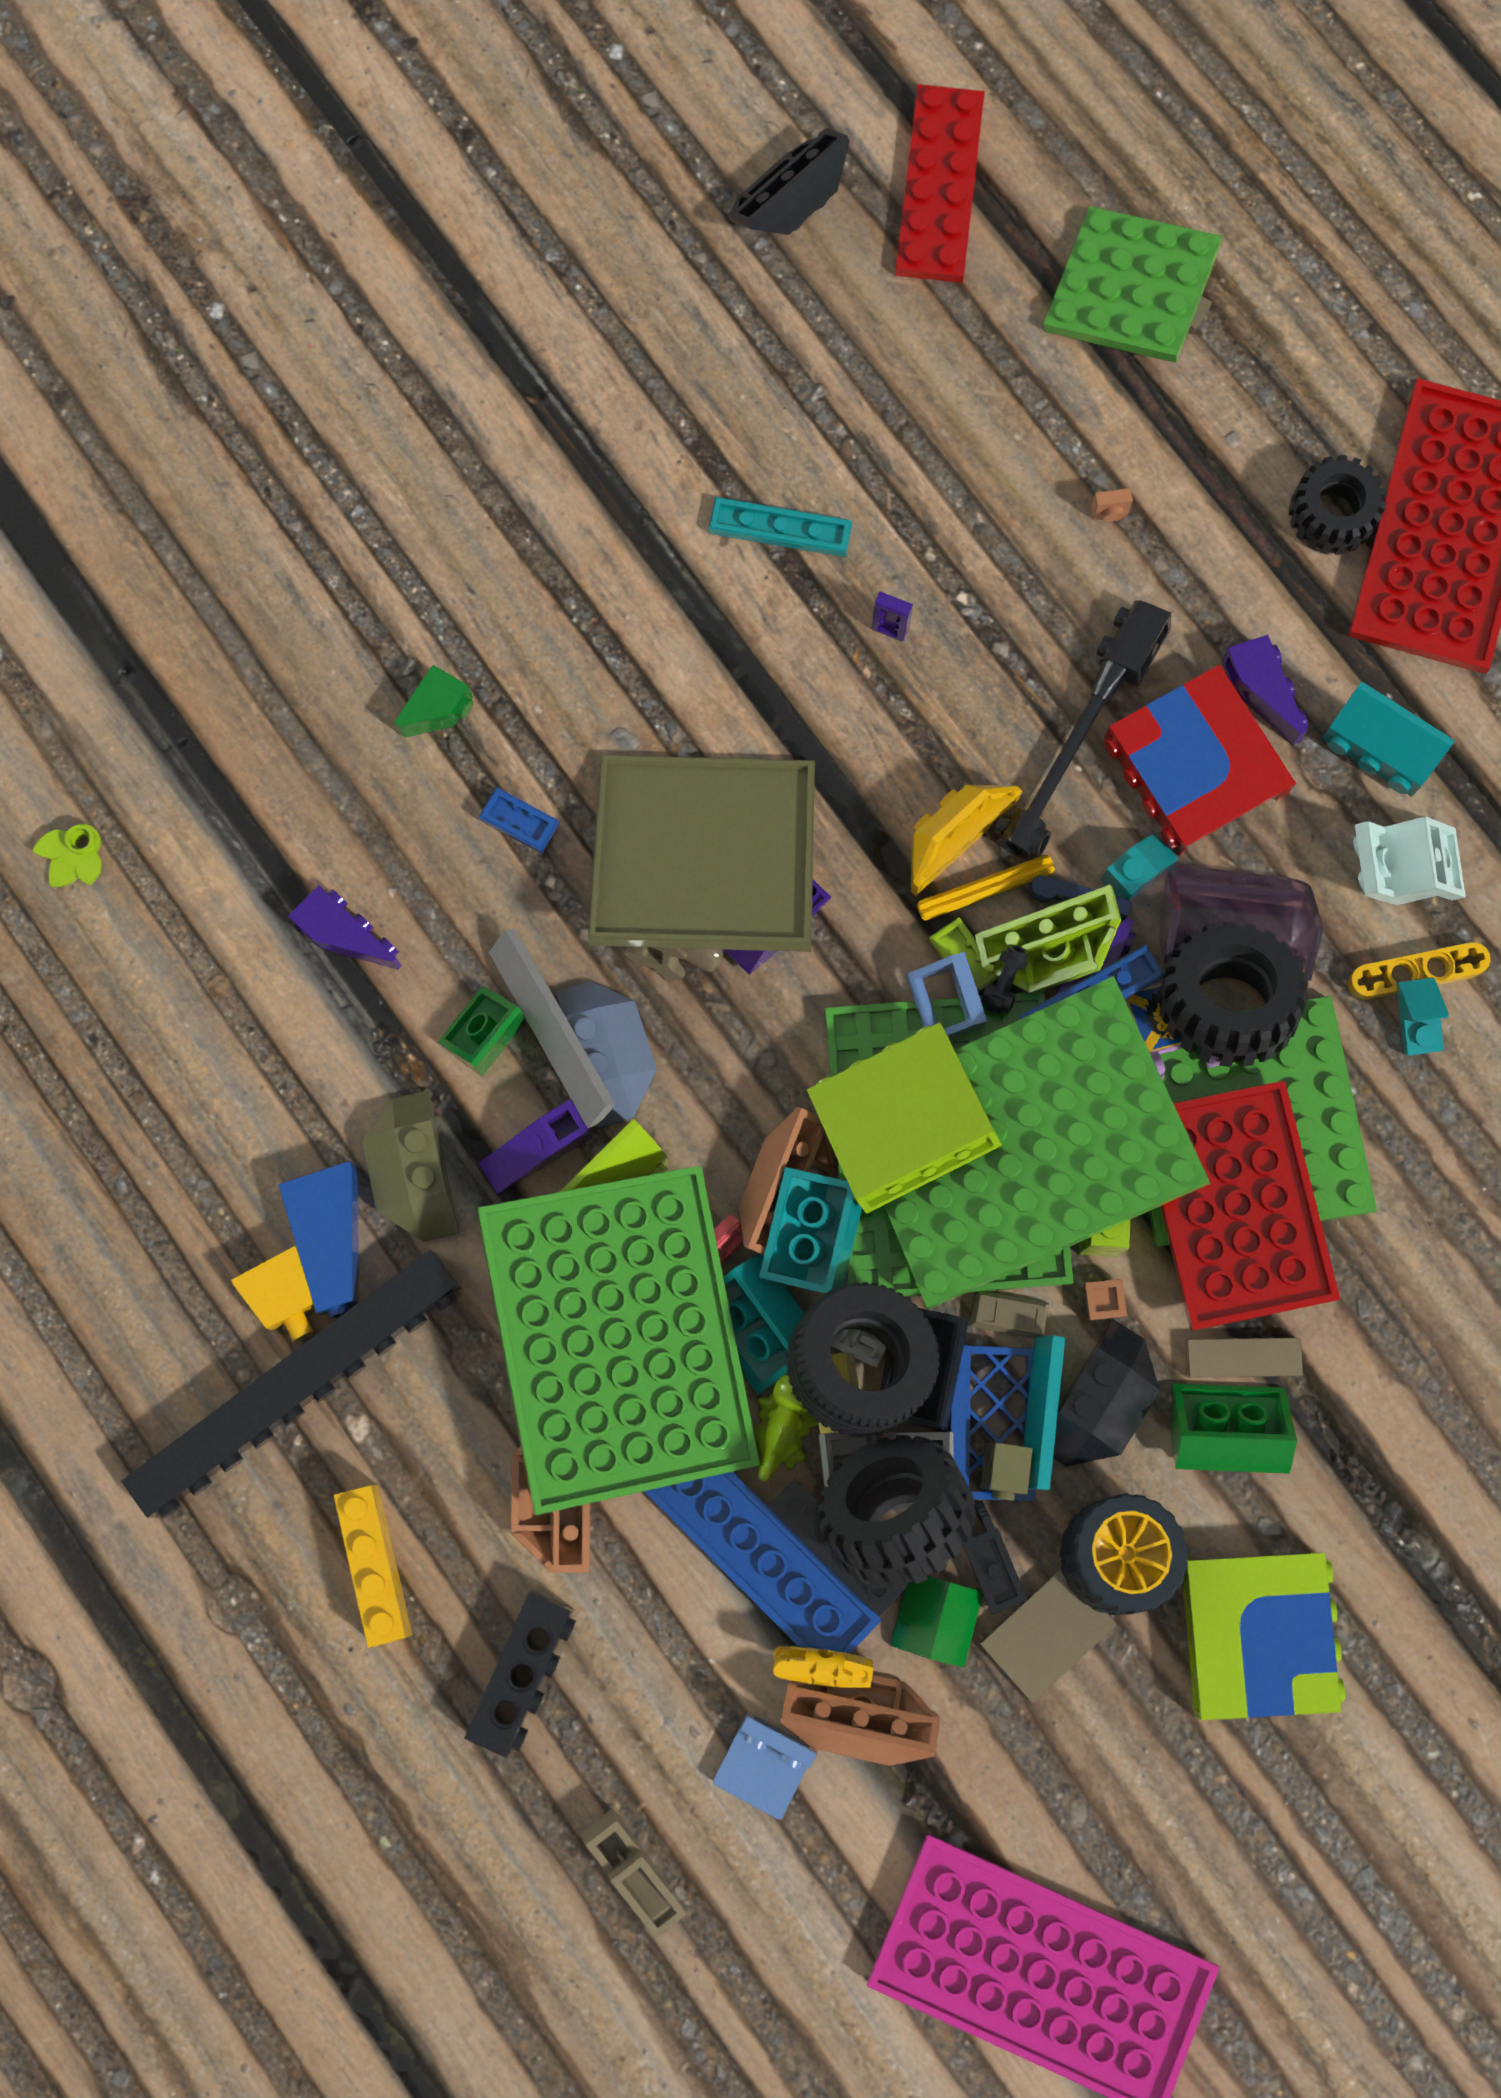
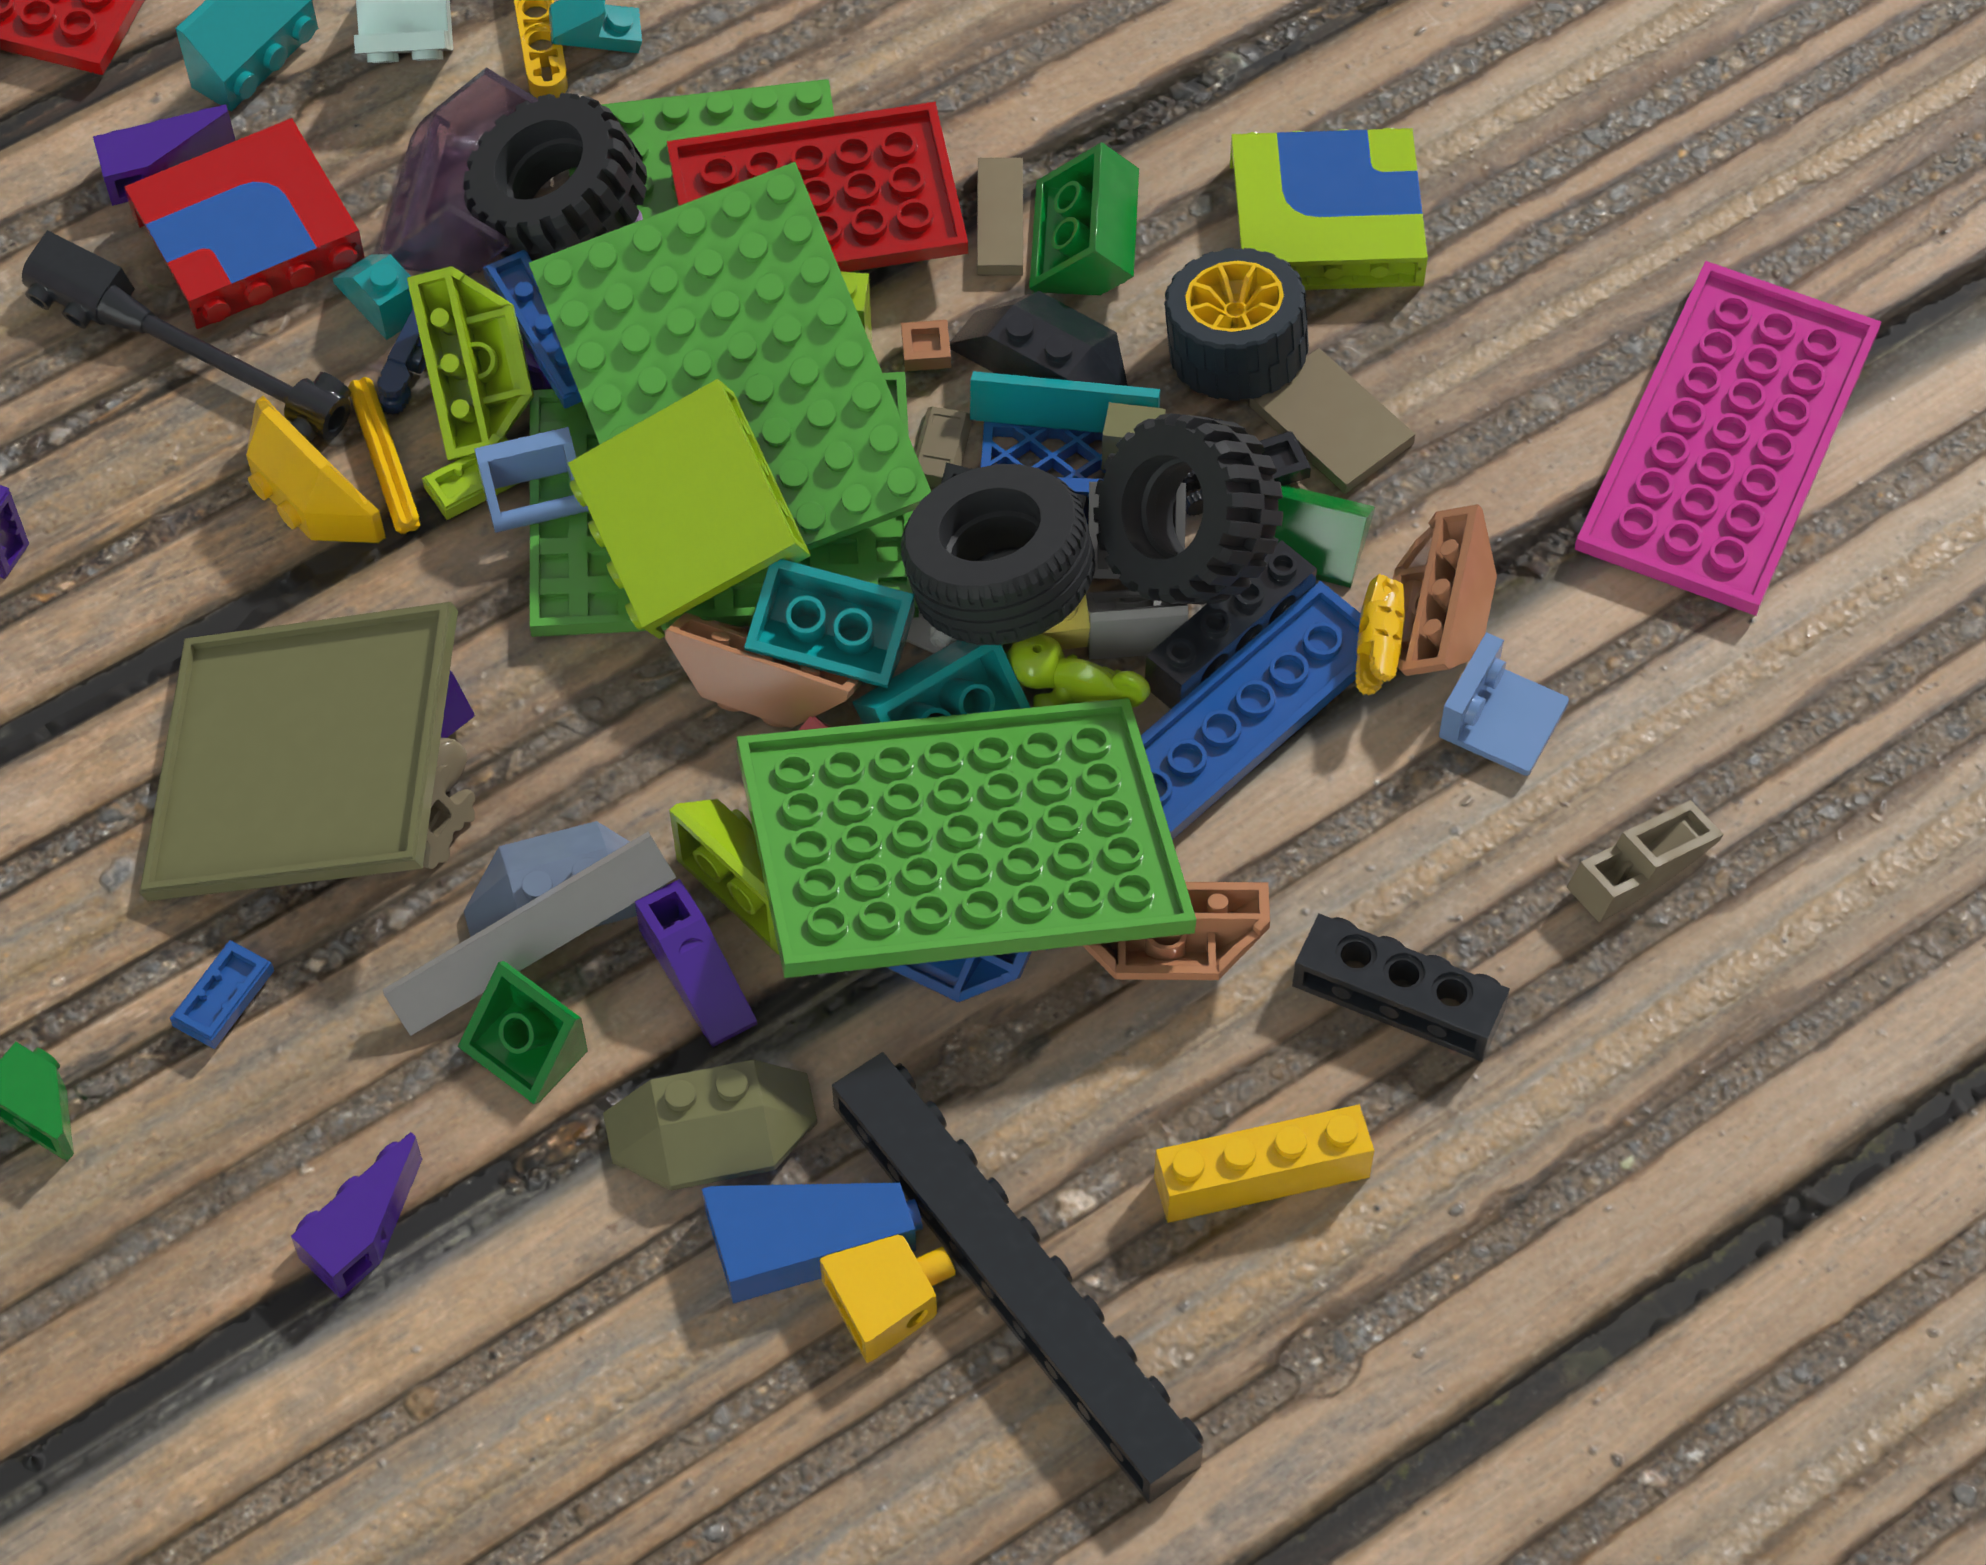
camera: 90 degrees left, 20 degrees down
(998, 996) = (489, 397): black bar -> none

